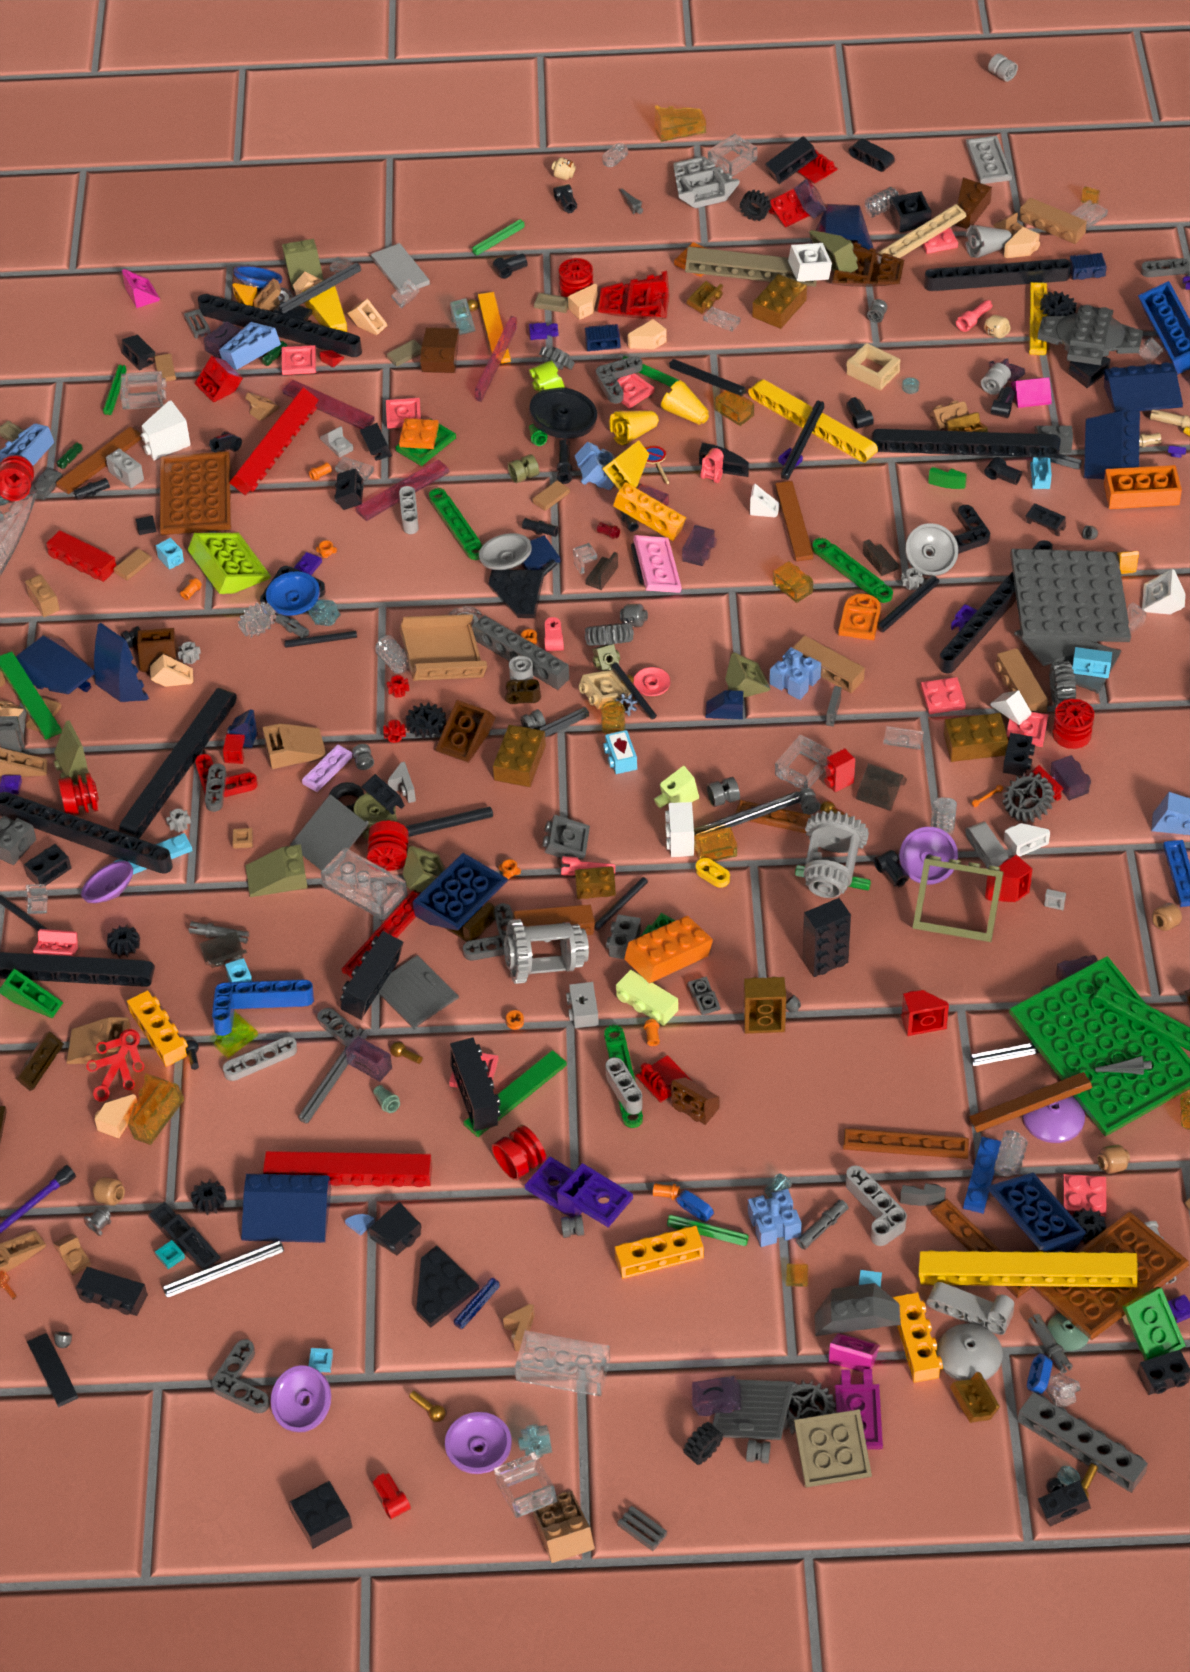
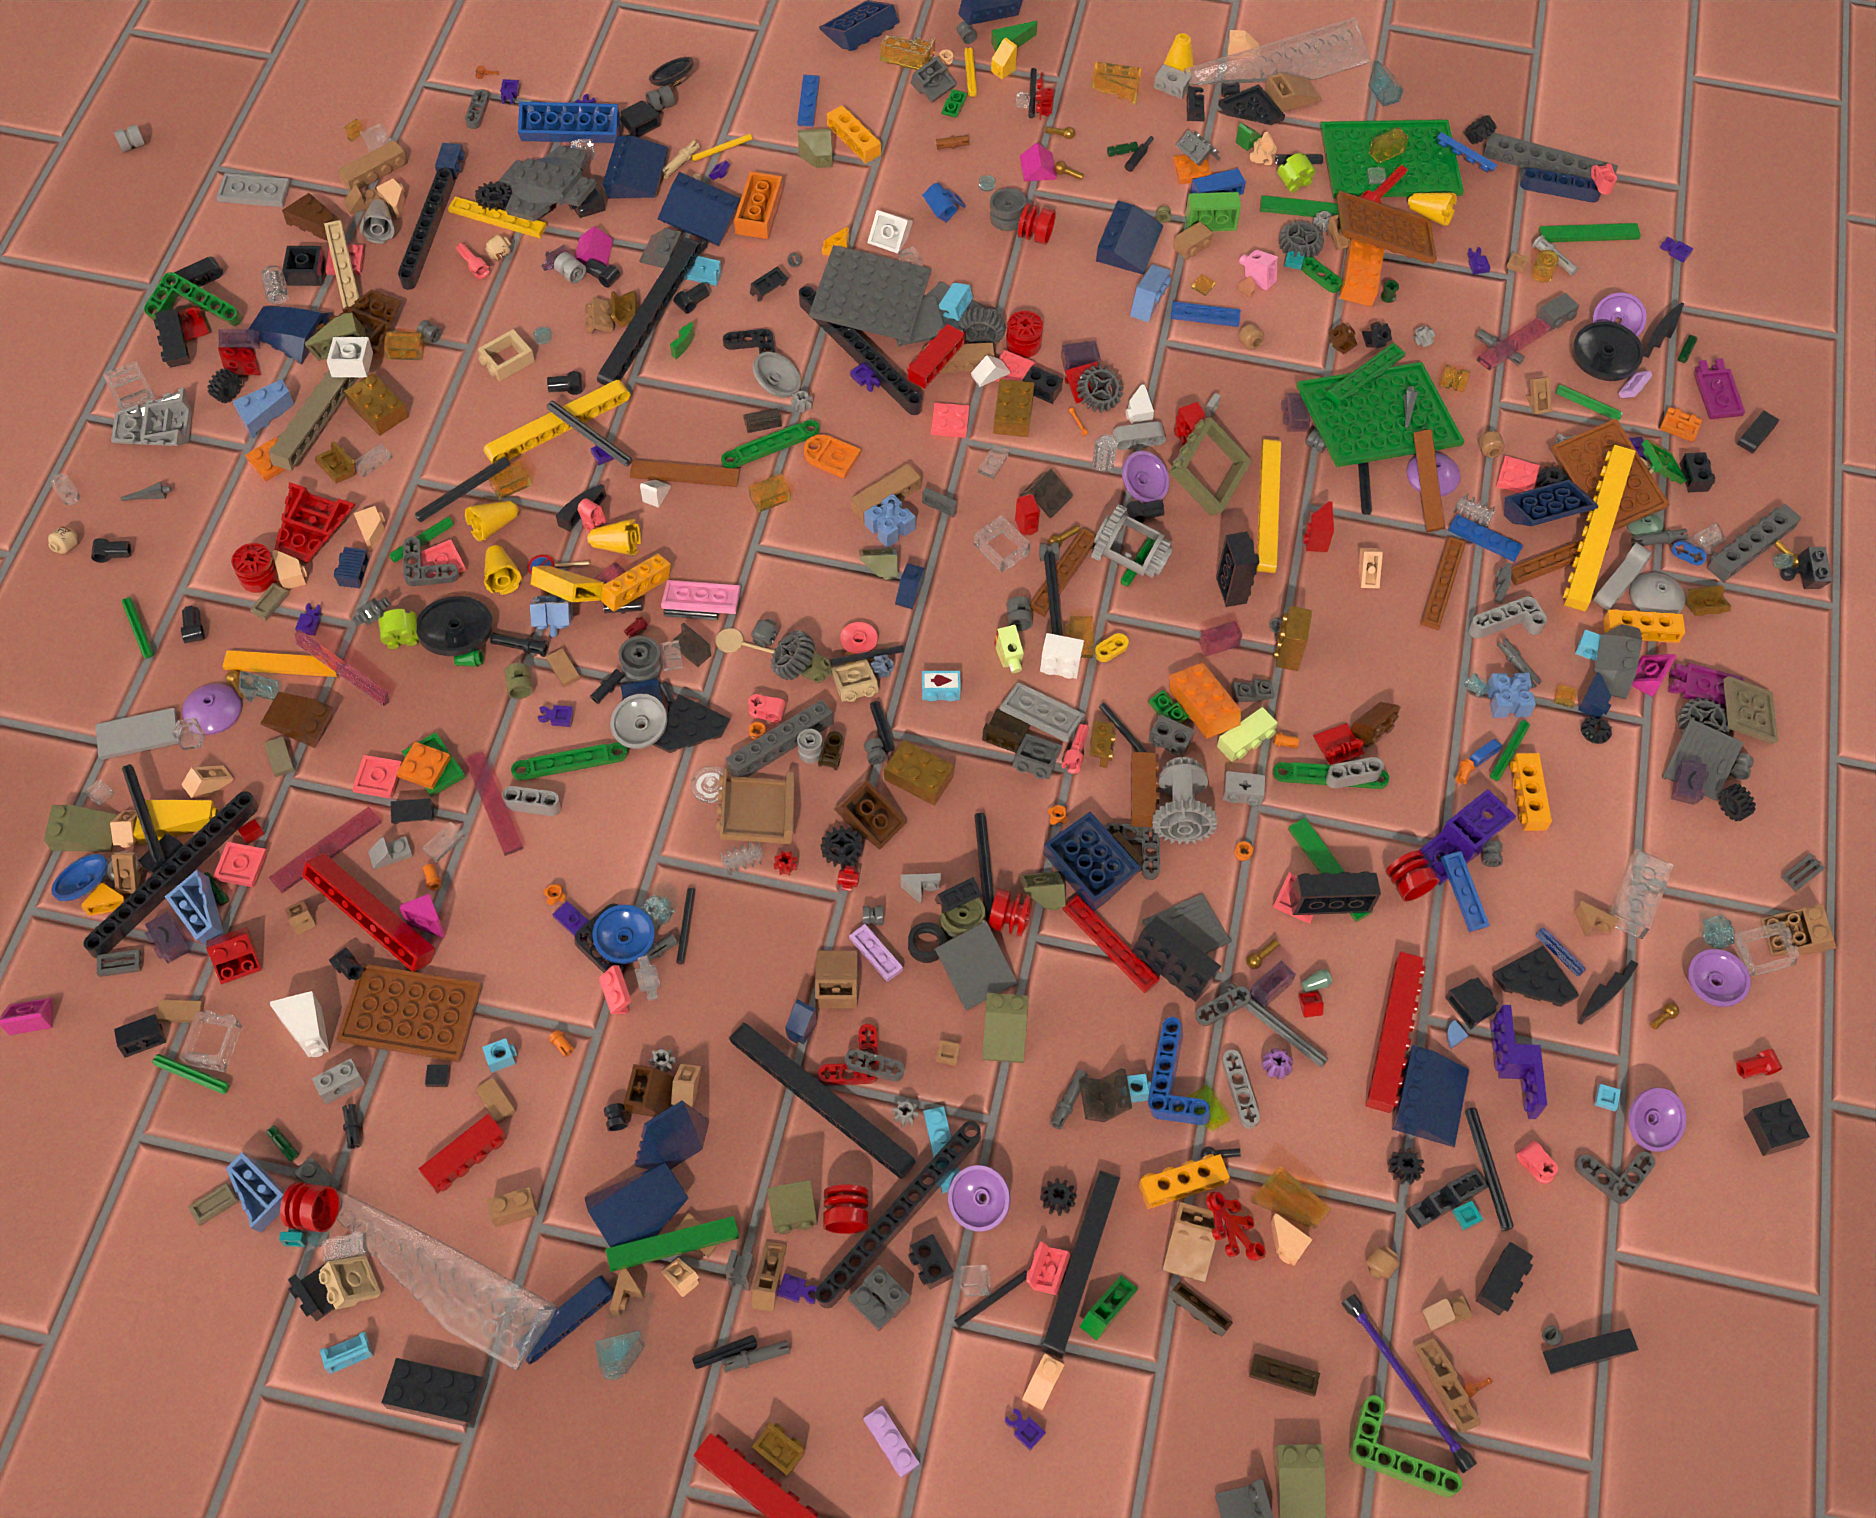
camera: 80 degrees left, 10 degrees up
(97, 460) = (305, 1111): dark orange tile -> none
(98, 1220) = (1416, 1278): flat silver brick -> none
(227, 561) = (536, 996): lime slope -> none
(233, 749) = (820, 1038): red panel -> none
(236, 607) = (615, 990): none -> coral bracket
(238, 1304) = (1537, 1161): none -> coral piece
(278, 473) = (423, 915): none -> dark pink slope
(289, 1078) = (1284, 1063): none -> medium lavender piece
(333, 1278) = (1519, 1062): none -> dark purple bracket
(349, 489) = (489, 852): black brick -> none
(362, 1100) = (1311, 1004): none -> red slope
(364, 883) = (1049, 945): clear brick -> none
(432, 1344) = (1605, 994): none -> black slope
(434, 302) = (216, 715): none -> medium lavender dish
(499, 504) = (559, 715): none -> dark purple plate
(517, 1204) = (1465, 891): none -> blue plate
(569, 534) = (640, 659): none -> dark grey wheel
(588, 810) = (1005, 731): none -> dark brown bracket
(612, 717) = (898, 680): clear yellow wheel -> none
(619, 834) = (1042, 712): none -> light grey tile
(620, 597) = (731, 640): none -> tan piece
(678, 123) = (52, 419): clear yellow wedge -> none
(697, 492) = (617, 537): none -> yellow cone
(699, 545) = (690, 556): clear purple brick -> none
(745, 234) = (263, 405): none -> medium blue wedge
(753, 955) = (1220, 638): none -> clear pink brick
(770, 1312) = (1588, 730): none -> black gear
(801, 1299) = (1597, 698): none -> dark blue slope
(844, 146) = (193, 296): none -> green beam
(853, 300) = (404, 345): none -> clear yellow brick
(895, 1069) = (1370, 567): none -> light nougat slope
(908, 603) = (829, 414): black axle -> none
(942, 970) = (1268, 505): none -> yellow beam
(1002, 655) = (935, 356): none -> red brick

